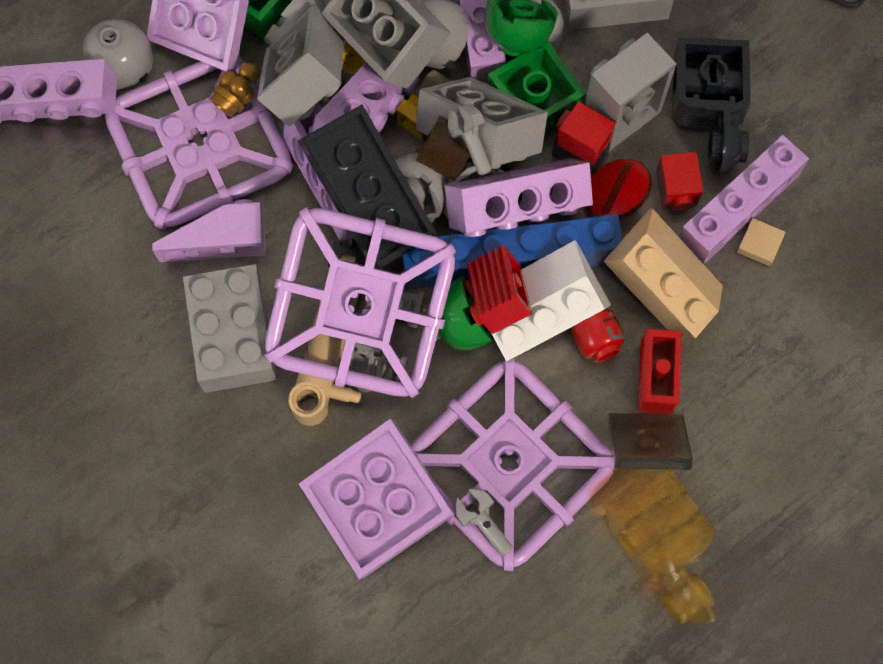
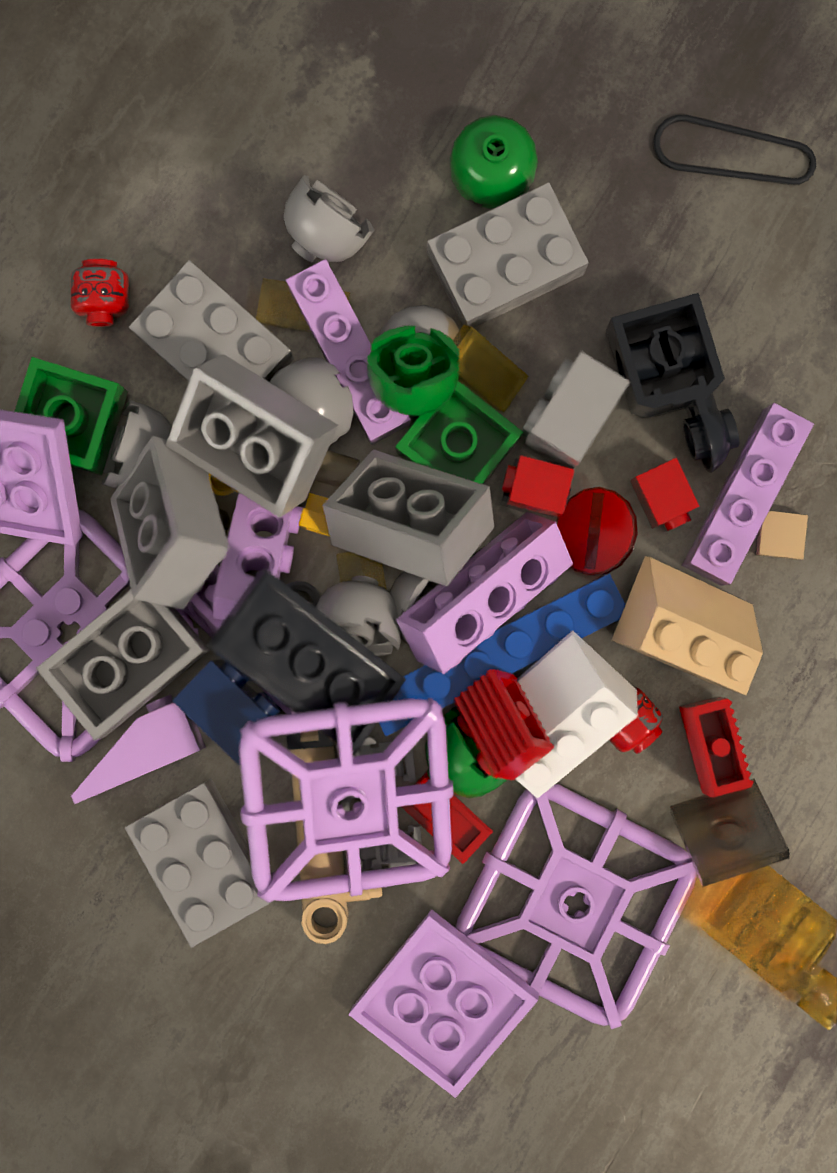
camera: 20 degrees left, 15 degrees up
(231, 155) = (121, 662): none -> light grey brick
(235, 89) = (93, 564): pearl gold piece -> none
(281, 204) = (223, 704): none -> dark blue brick
(441, 376) = (467, 828): none -> red tile
(442, 153) = (377, 582): dark brown panel -> none
(465, 124) = (401, 546): light grey bar -> none
(483, 520) = (572, 989): light grey bar -> none
(573, 47) = (487, 369): none -> clear yellow tile

